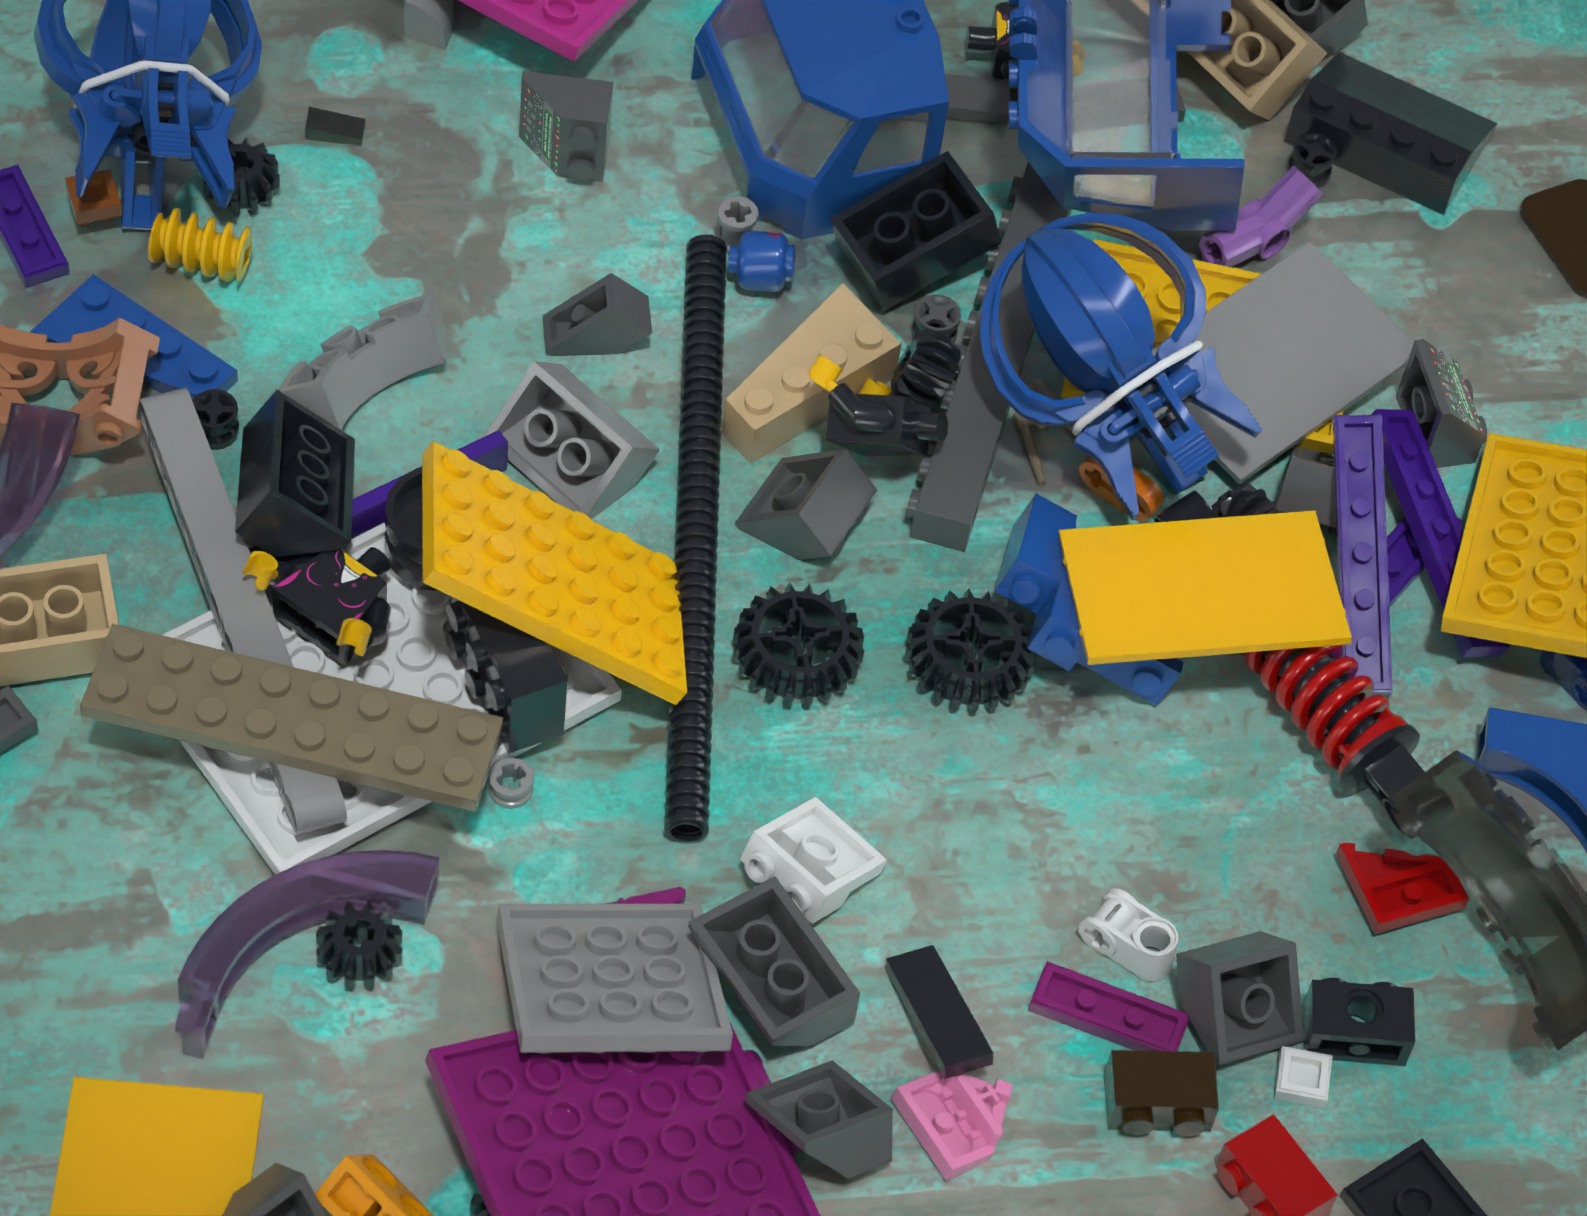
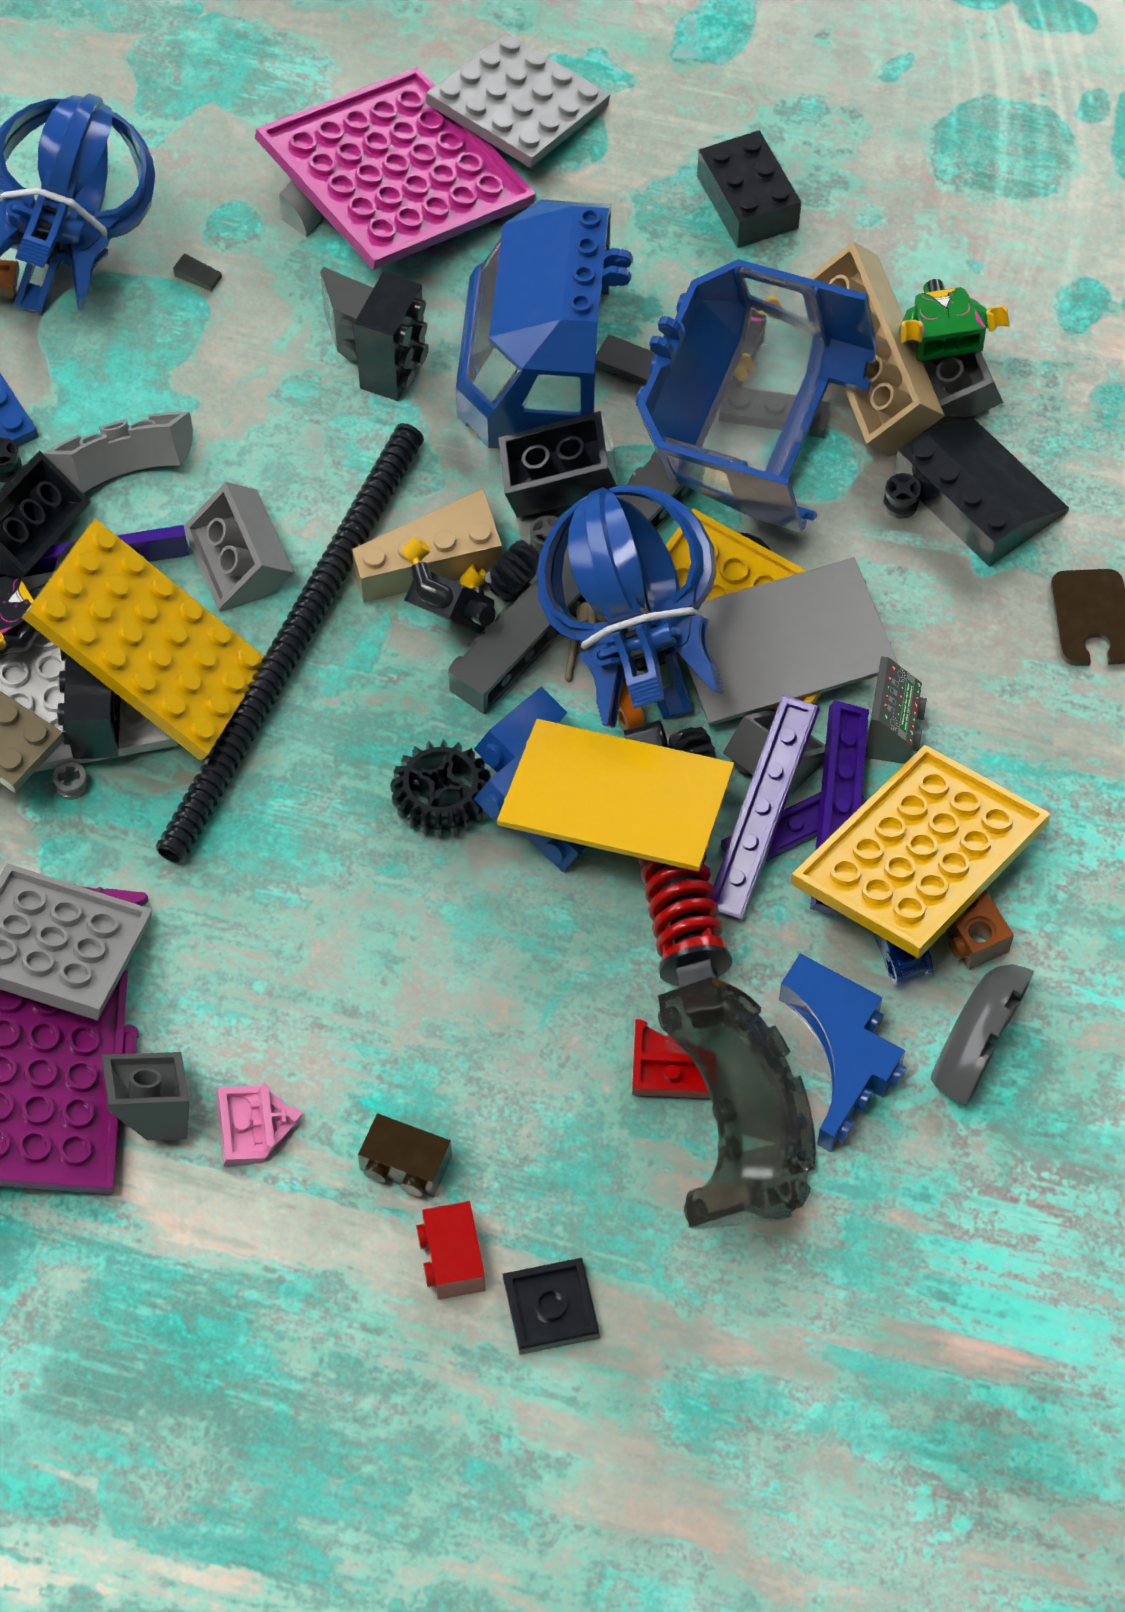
camera: 30 degrees right, 5 degrees up
(200, 246) = (53, 332): yellow piece -> none
(254, 177) = (111, 291): black gear -> none
(598, 320) = (303, 465): dark grey slope -> none
(643, 134) = (391, 336): none -> black brick
(735, 217) = (438, 420): light grey bush -> none
(762, 261) = (442, 455): blue head -> none
(778, 966) = (169, 973): dark grey slope -> none
(808, 504) = (382, 645): dark grey slope -> none
(808, 626) = (307, 729): black gear -> none
(812, 858) = (244, 903): white plate -> none
(939, 1011) = (275, 1043): black tile -> none
(1107, 1011) = (404, 1085): magenta tile -> none
(1127, 931) = (443, 1030): white piece -> none
(1242, 995) = (499, 1106): dark grey slope -> none
(1262, 224) = (832, 533): medium lavender piece -> none
(1303, 1077) = (520, 1181): white tile -> none
(1383, 1039) = (589, 1173): black brick -> none

